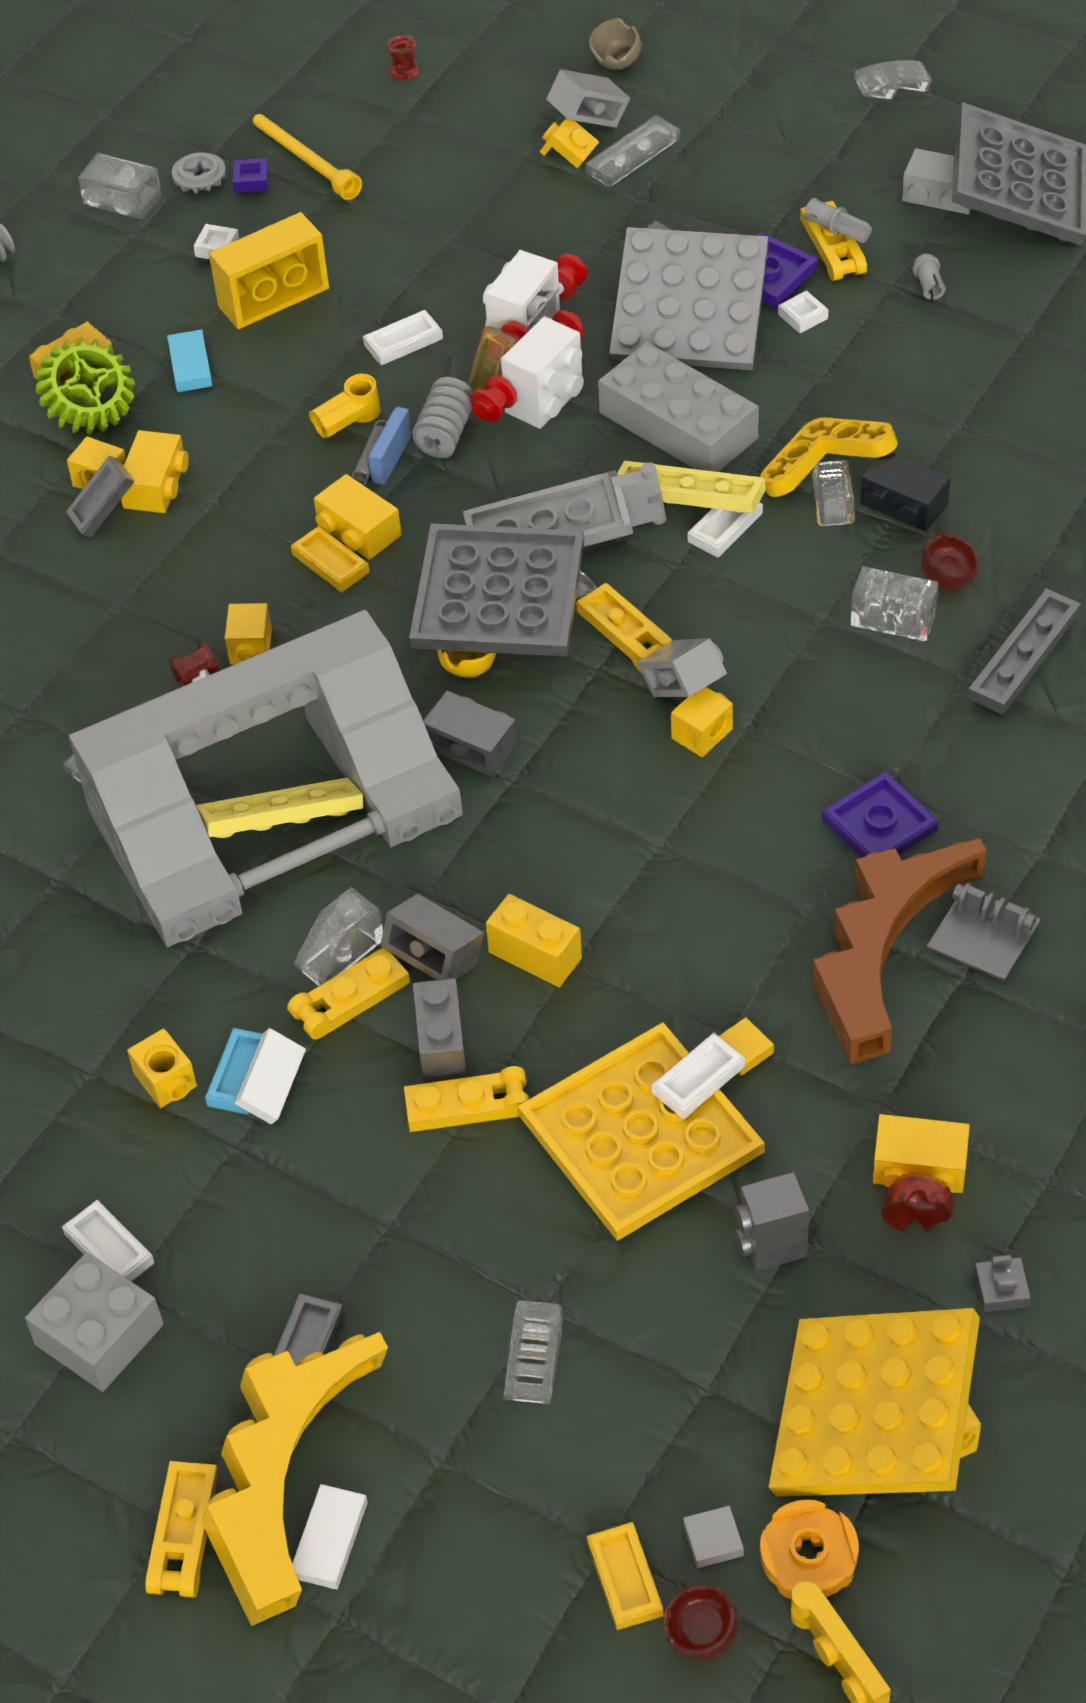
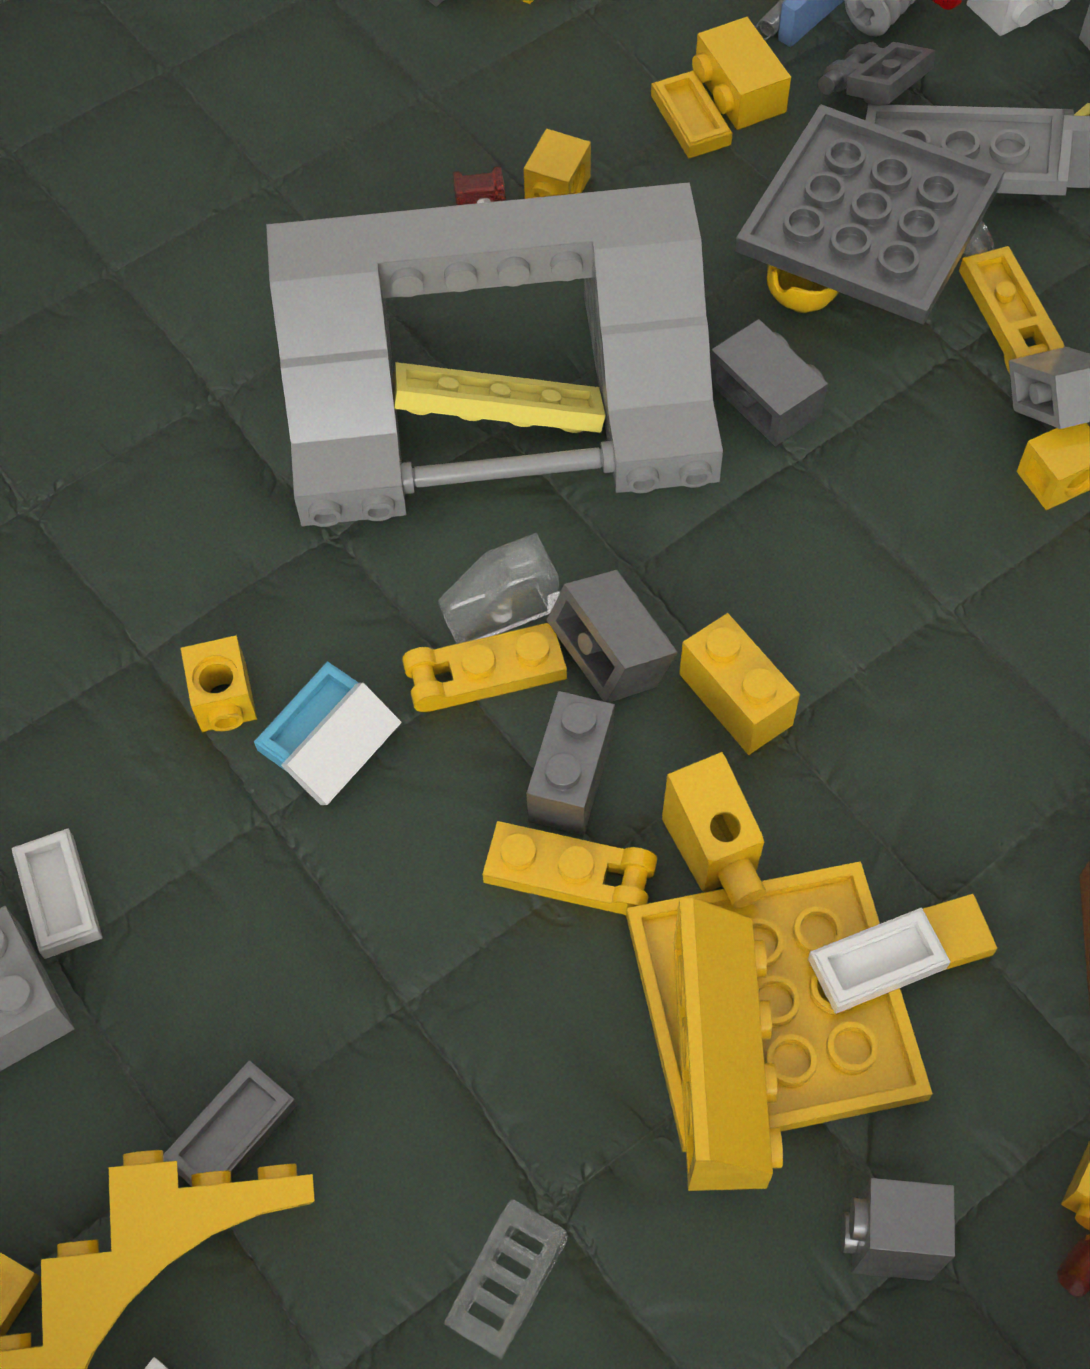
camera: 20 degrees right, 10 degrees up
(460, 485) = (877, 72): none -> flat silver plate
(556, 1032) = (715, 829): none -> yellow torso
(617, 1158) = (723, 1050): none -> yellow slope

